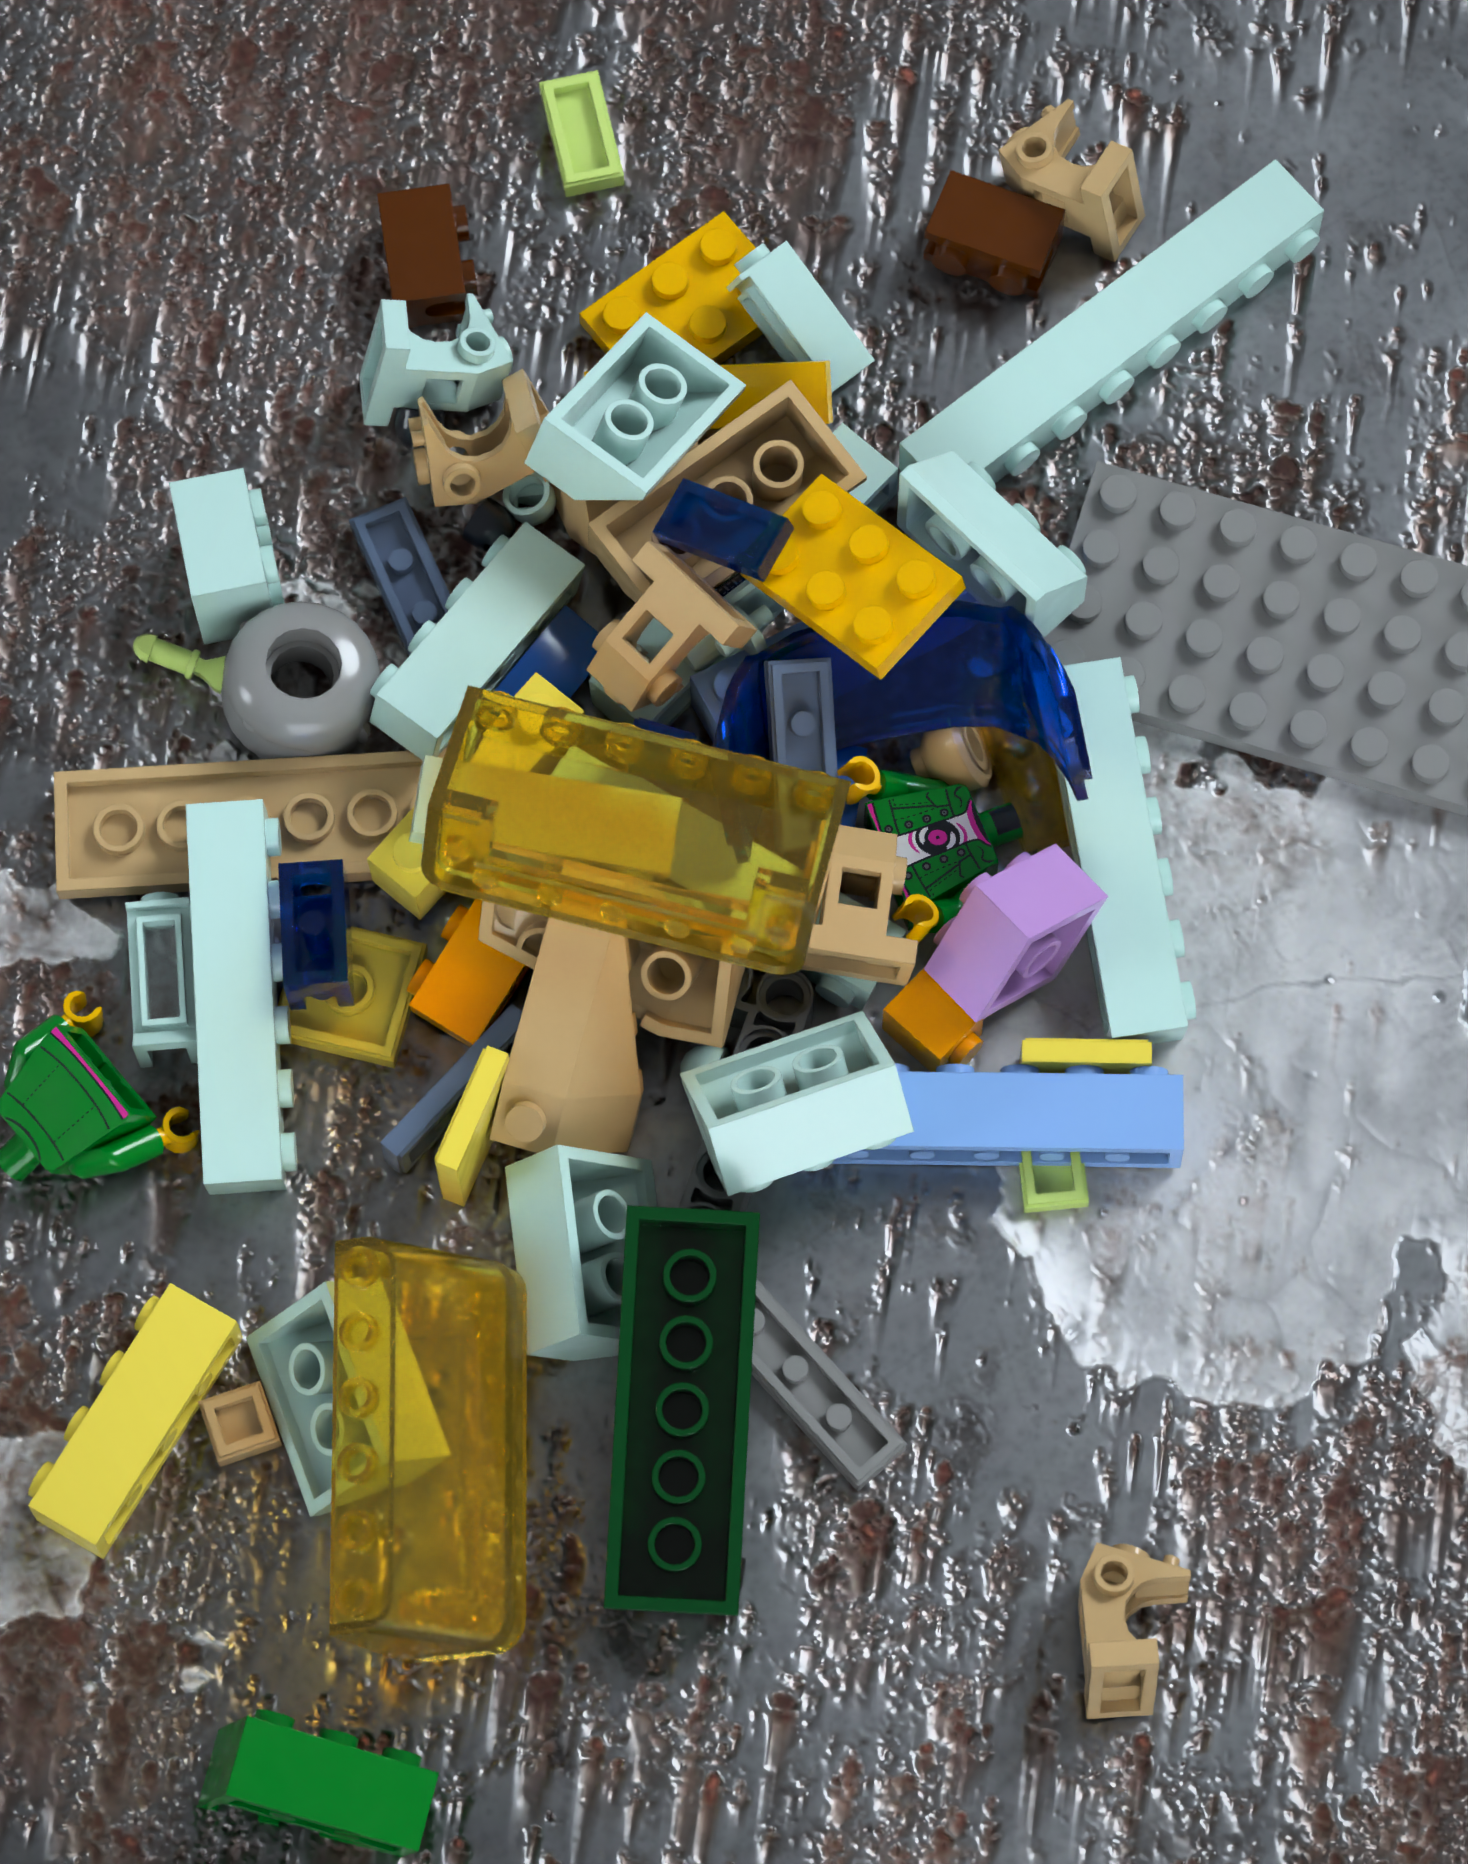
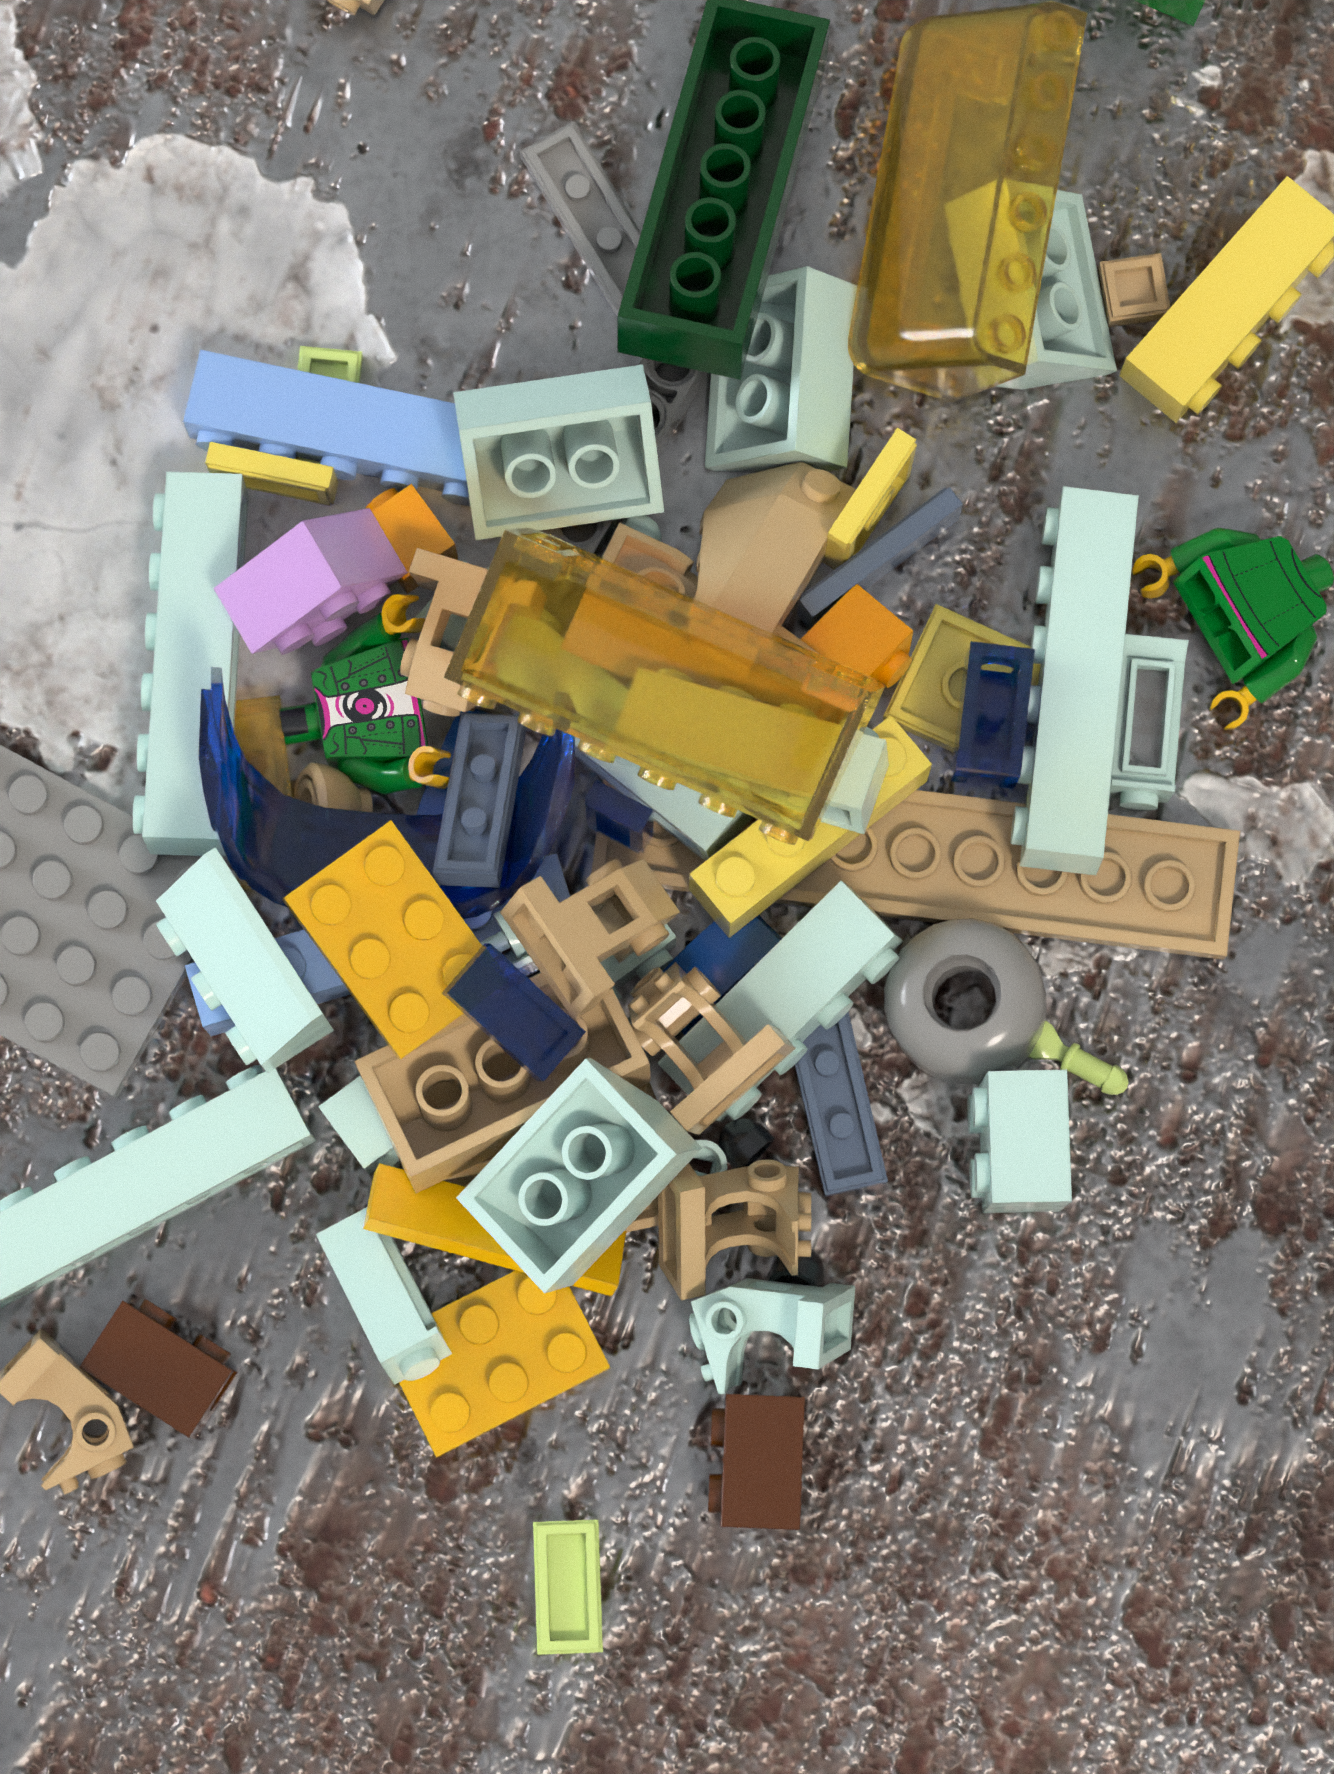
camera: 170 degrees left, 10 degrees up
(521, 547) = (665, 1006): none -> tan tile

